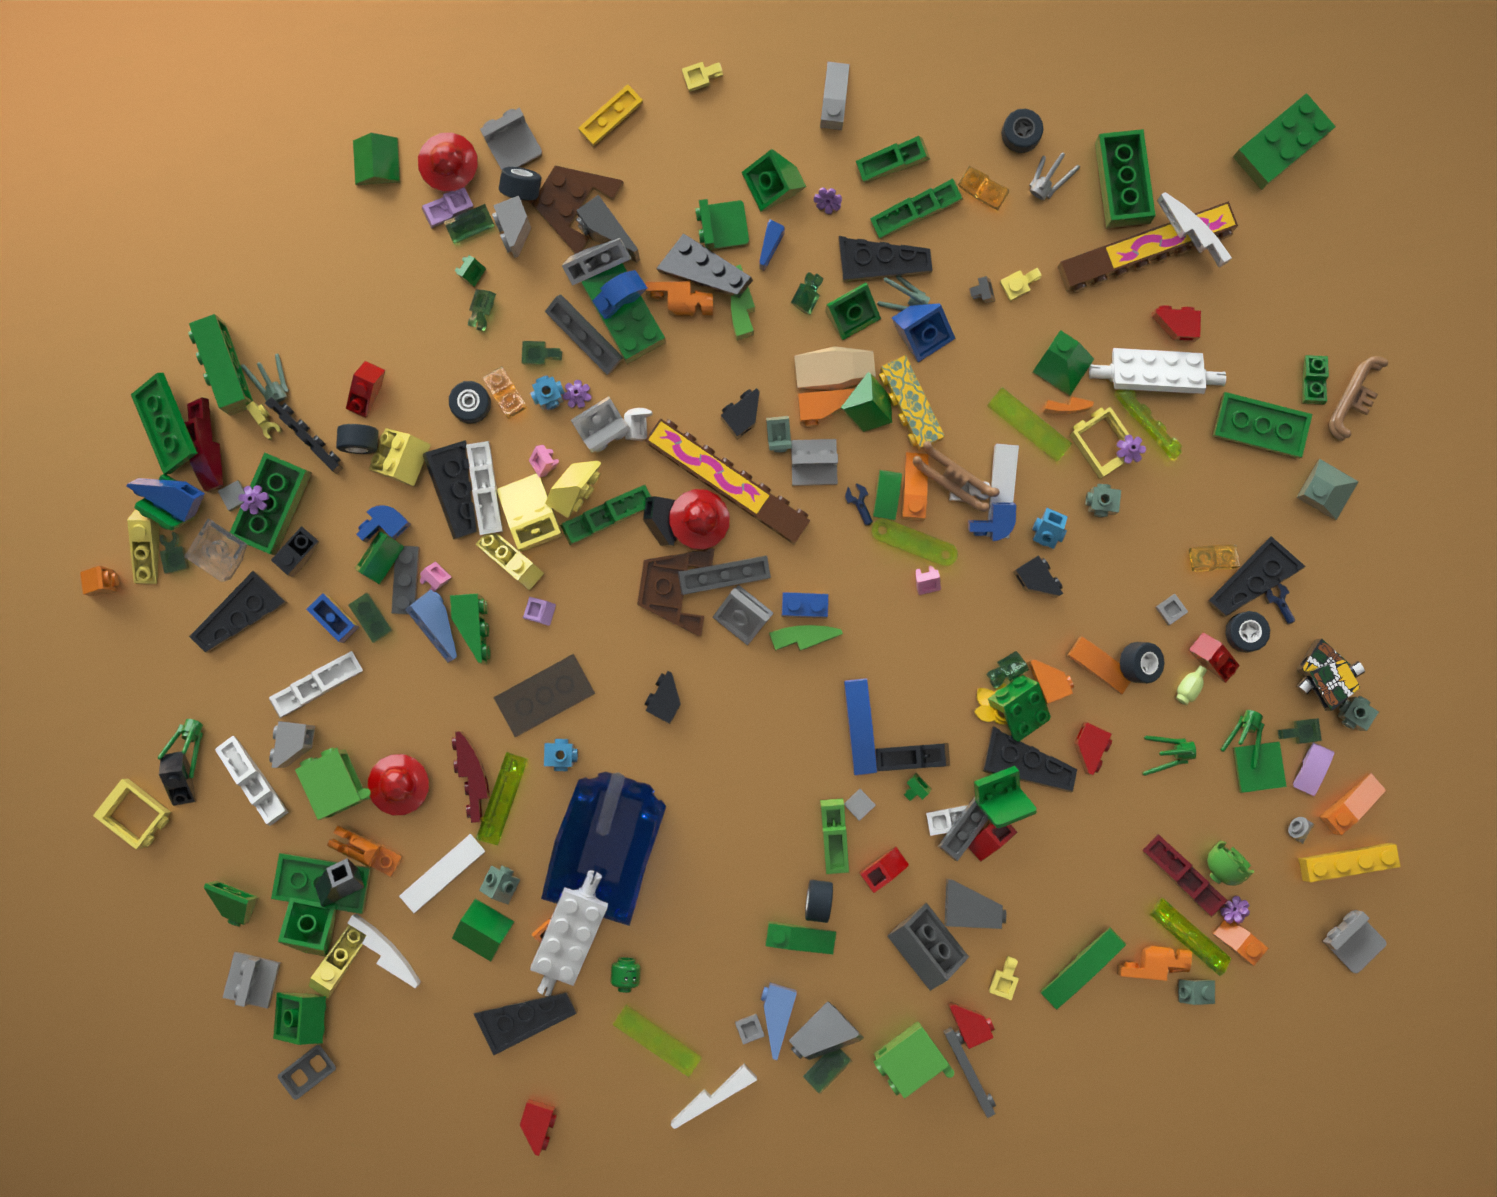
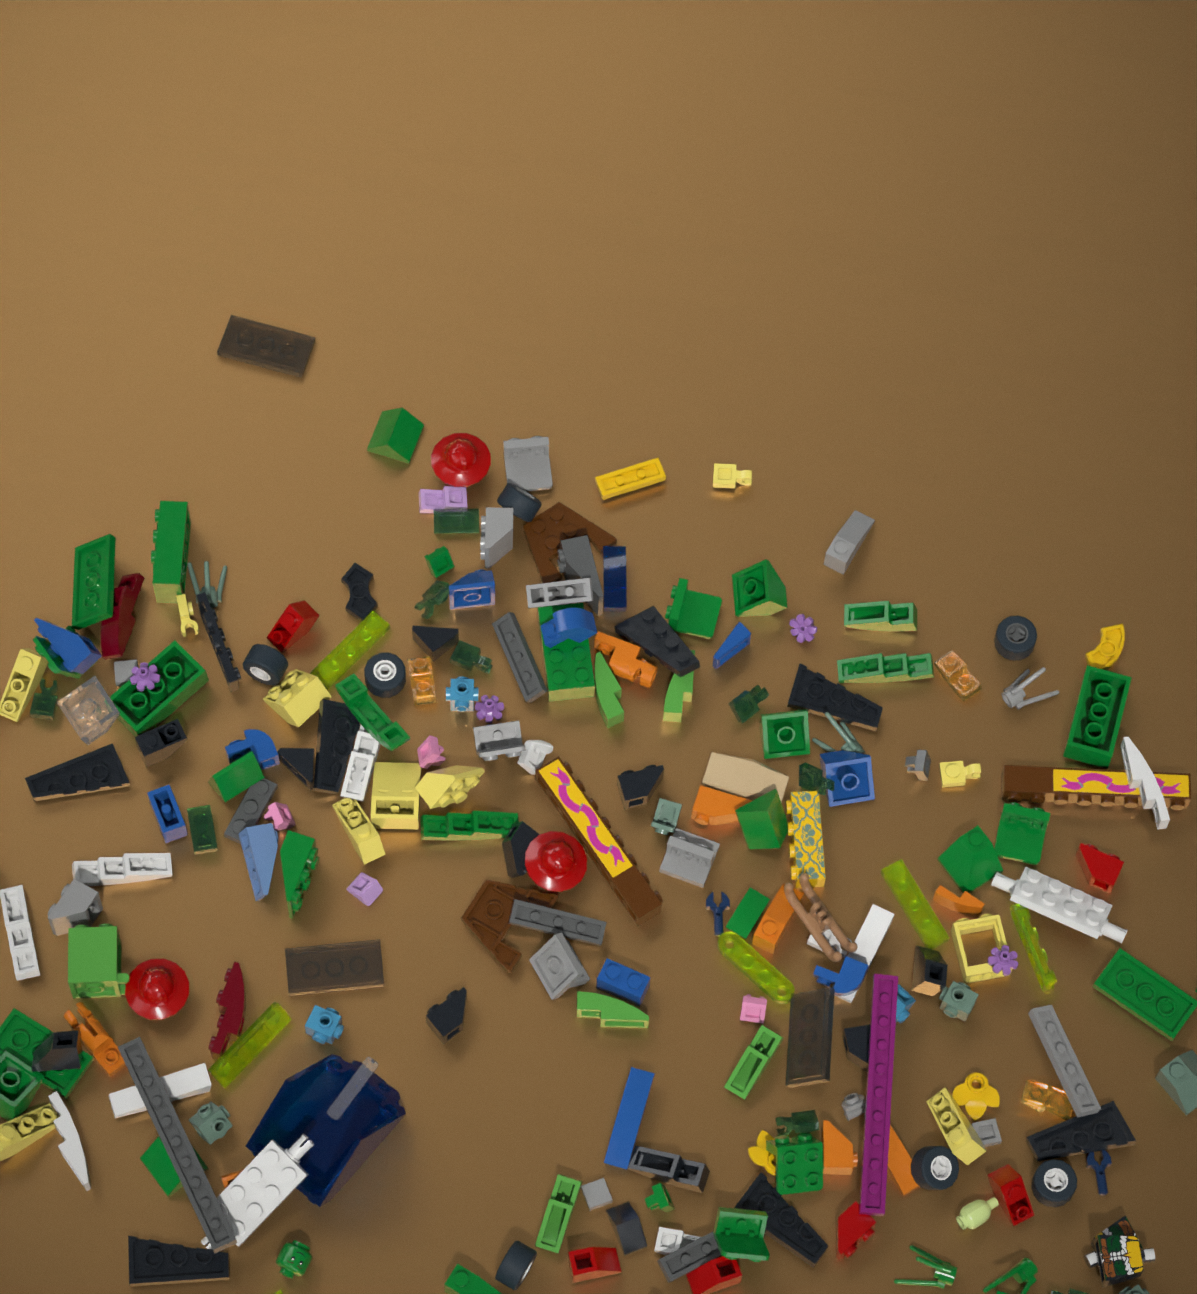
camera: 25 degrees right, 20 degrees down
(215, 118) = (266, 346): none -> clear smoke tile
(416, 339) = (360, 602): none -> black tile
(427, 389) = (350, 649): none -> clear neon green plate
(431, 518) = (300, 762): none -> black slope
(474, 448) = (369, 714): none -> green slope
(480, 922) = (177, 1145): none -> dark grey plate
(500, 350) = (435, 640): none -> black slope
(514, 286) = (473, 590): none -> blue slope
(637, 221) = (614, 579): none -> clear blue slope
(676, 336) = (607, 693): none -> bright green slope
(895, 345) = (812, 780): none -> clear green plate
(897, 823) = (627, 1228): none -> black slope
(947, 629) = (753, 1062): none -> bright green slope
(988, 589) = (810, 1037): none -> clear smoke tile
(1049, 632) = (853, 1105): none -> light grey plate
(1067, 482) = (928, 971): none -> black slope
(1072, 621) = (878, 1095): none -> magenta plate
(1098, 319) = (1021, 833): none -> green bracket
(1108, 106) = (1109, 648): none -> yellow tile
(1145, 617) = (956, 1127): none -> light yellow slope
(1149, 583) = (976, 1099): none -> yellow plate
(1216, 517) = (1064, 1061): none -> light grey plate

